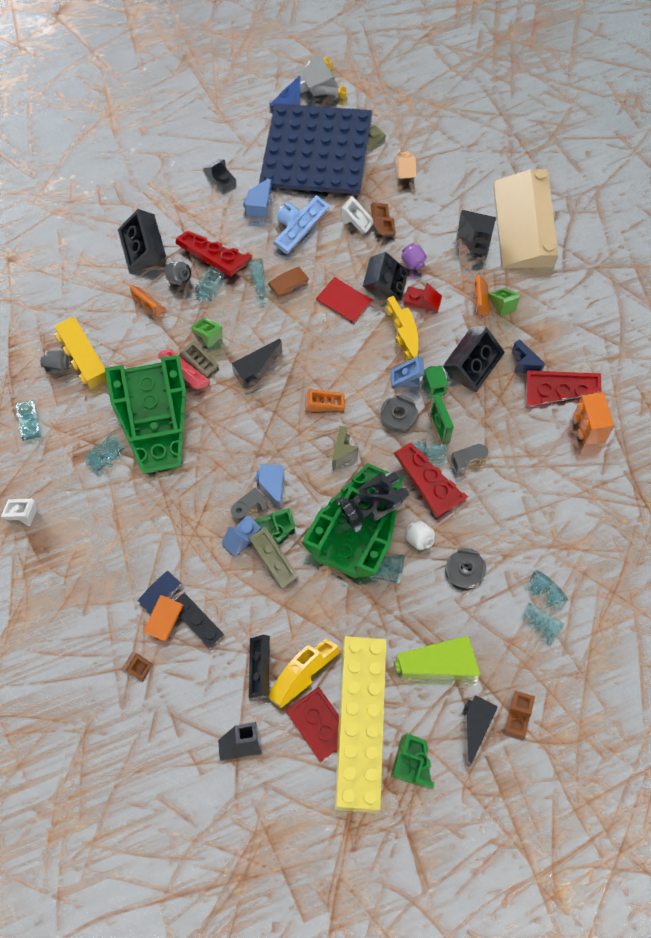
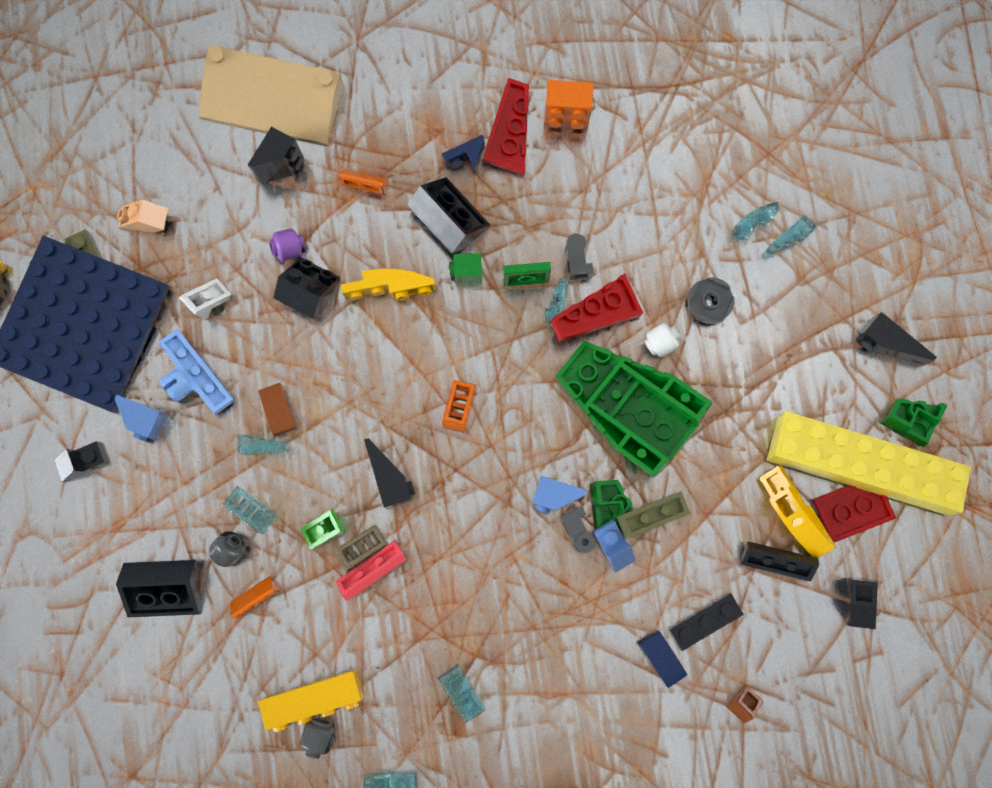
camera: 75 degrees left, 15 degrees up
(150, 411) = (422, 624): green wedge -> none
(163, 618) = (700, 660): orange slope -> none
(213, 253) = (214, 489): red wing -> none
(343, 451) = (535, 403): olive slope -> none
(344, 299) = (320, 347): red piece -> none
(382, 220) = (226, 268): dark orange slope -> none
(383, 494) = (617, 368): black hips -> none
(391, 569) = (698, 378): clear light blue slope -> none
(402, 423) = (499, 335): dark grey plate -> none
(408, 373) = (450, 296): medium blue slope -> none
(425, 299) = (348, 248): red slope -> none
(439, 661) = (813, 359): lime slope -> none
(504, 301) = (376, 155): bright green slope -> none
(519, 715) = (884, 293): dark orange slope -> none

